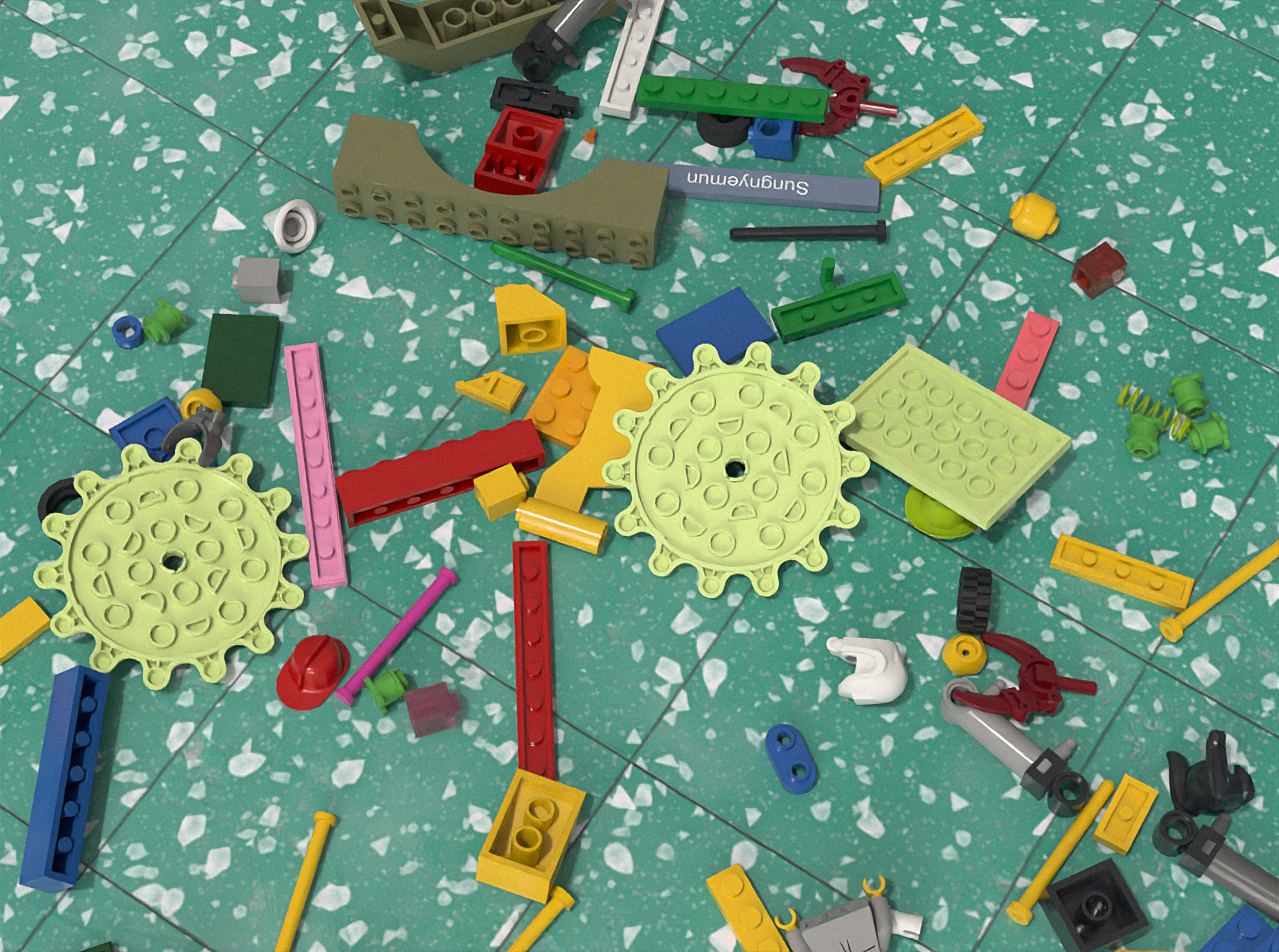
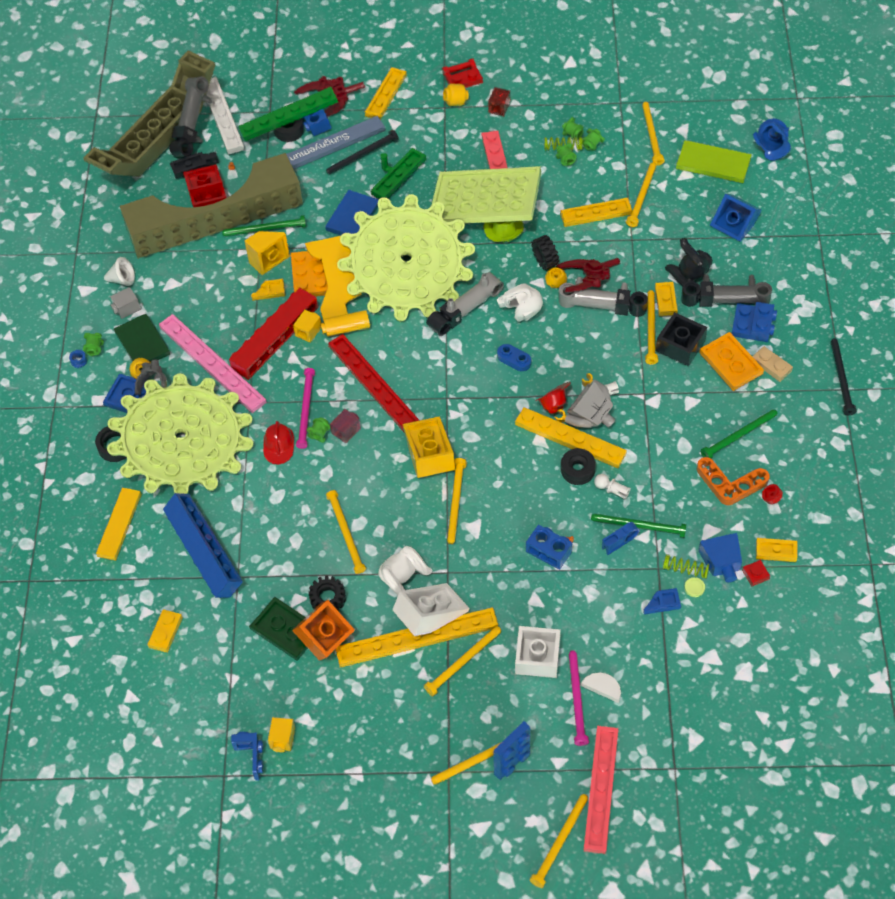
camera: 30 degrees left, 5 degrees down
(743, 614) = (453, 311): none -> light grey piece
(798, 881) = (554, 399): none -> red piece
(1074, 194) = (467, 78): none -> red plate

